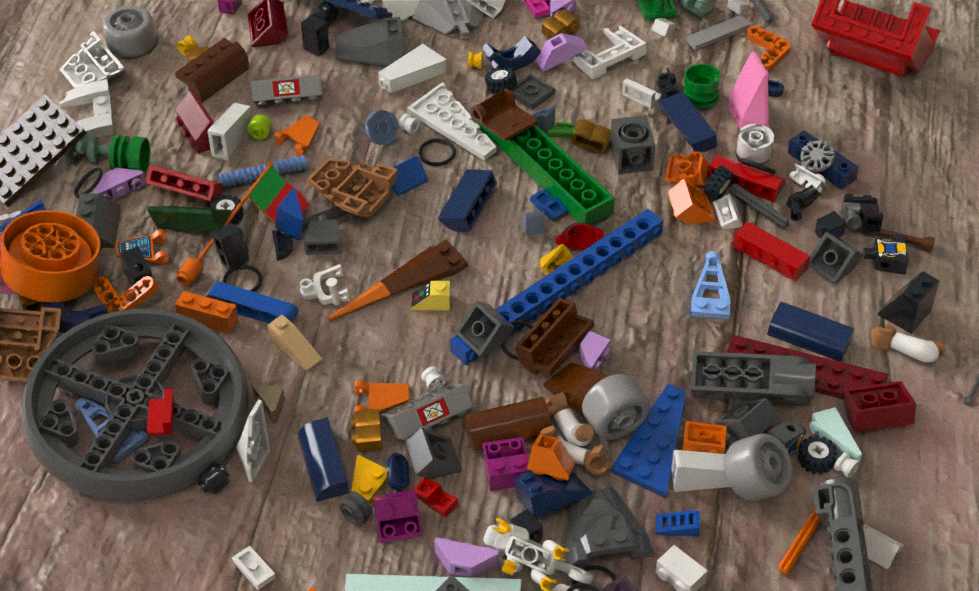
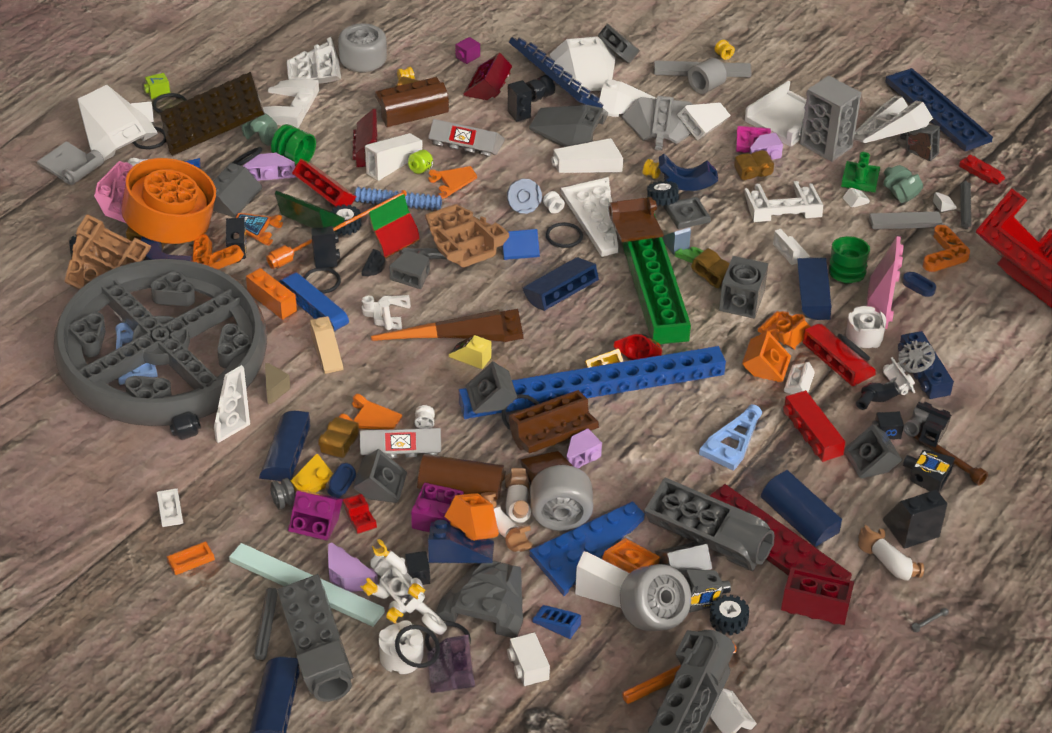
camera: 25 degrees right, 5 degrees down
(161, 414) = (170, 354): red panel -> none
(289, 216) = (390, 238): blue slope -> none
(533, 222) = (606, 322): sand blue slope -> none
(545, 202) = (632, 312): blue slope -> none
(560, 50) = (734, 184): lavender slope -> none
(667, 84) = (822, 247): black hinge -> none
(718, 182) = (803, 347): black wheel -> none
(759, 205) = (833, 383): dark grey axle -> none
(830, 425) = (757, 596): light aqua slope -> none
(846, 465) = (751, 635): white wheel -> none

